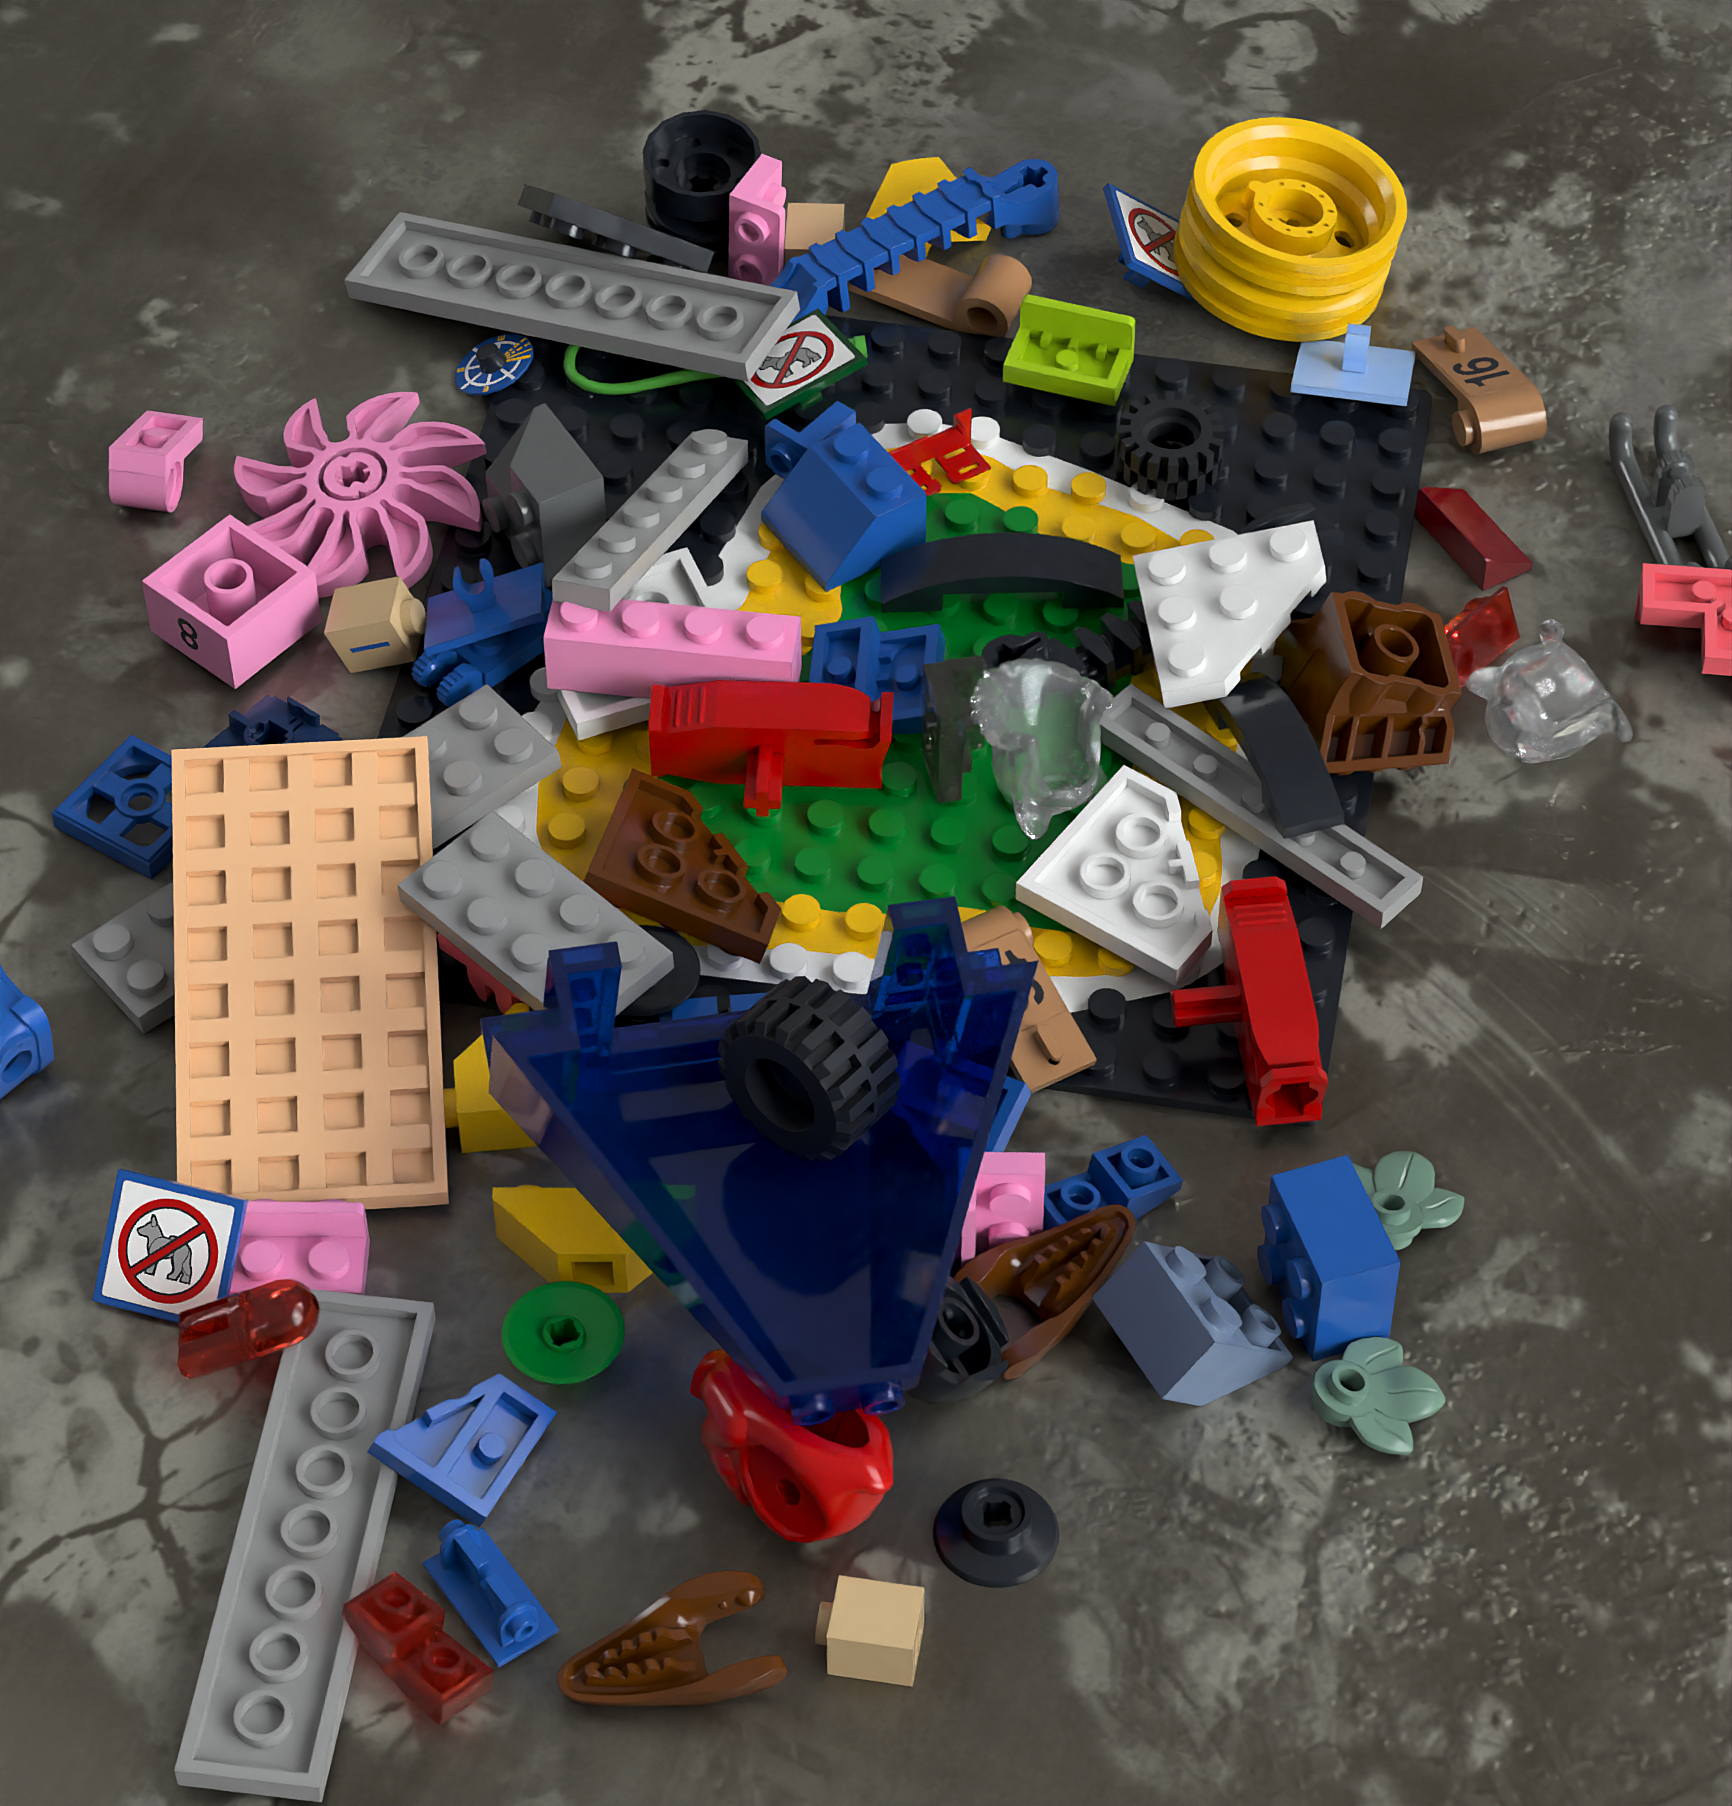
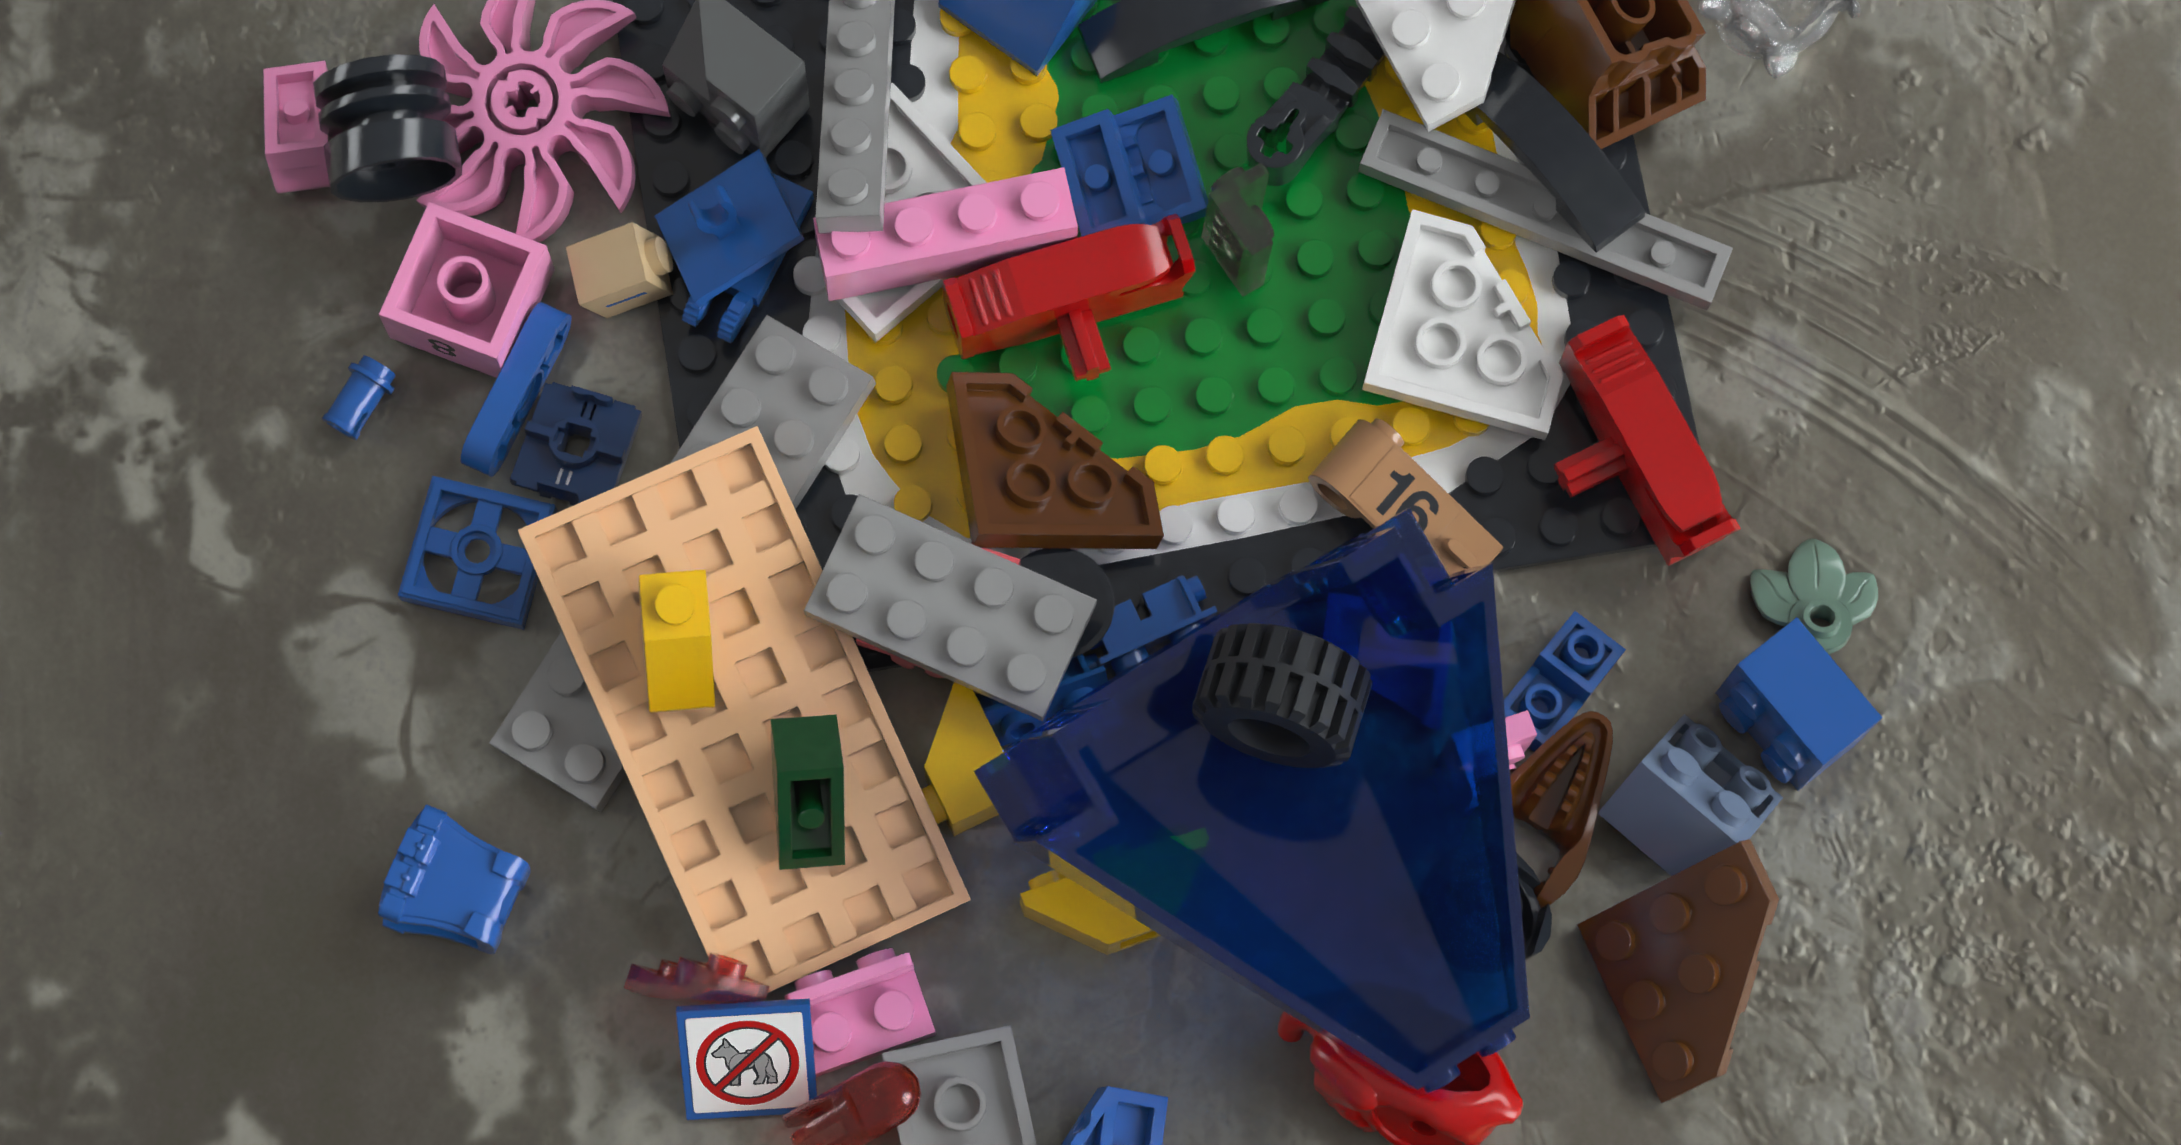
camera: 25 degrees left, 25 degrees up
(100, 661) = (359, 396): none -> blue pin
(154, 1153) = (696, 981): none -> clear red slope
(220, 449) = (387, 128): none -> black wheel
(266, 668) = (516, 389): none -> blue beam
(269, 867) = (677, 640): none -> yellow slope
(329, 1034) = (808, 791): none -> dark green slope
(552, 1315) = (1163, 992): green piece -> none
(1000, 1553) = (1563, 1080): black piece -> none
(1042, 737) = (1337, 216): clear hair -> none
(1121, 1443) = (1686, 964): none -> reddish brown plate
(1375, 1394) = (1877, 808): sand green plate -> none

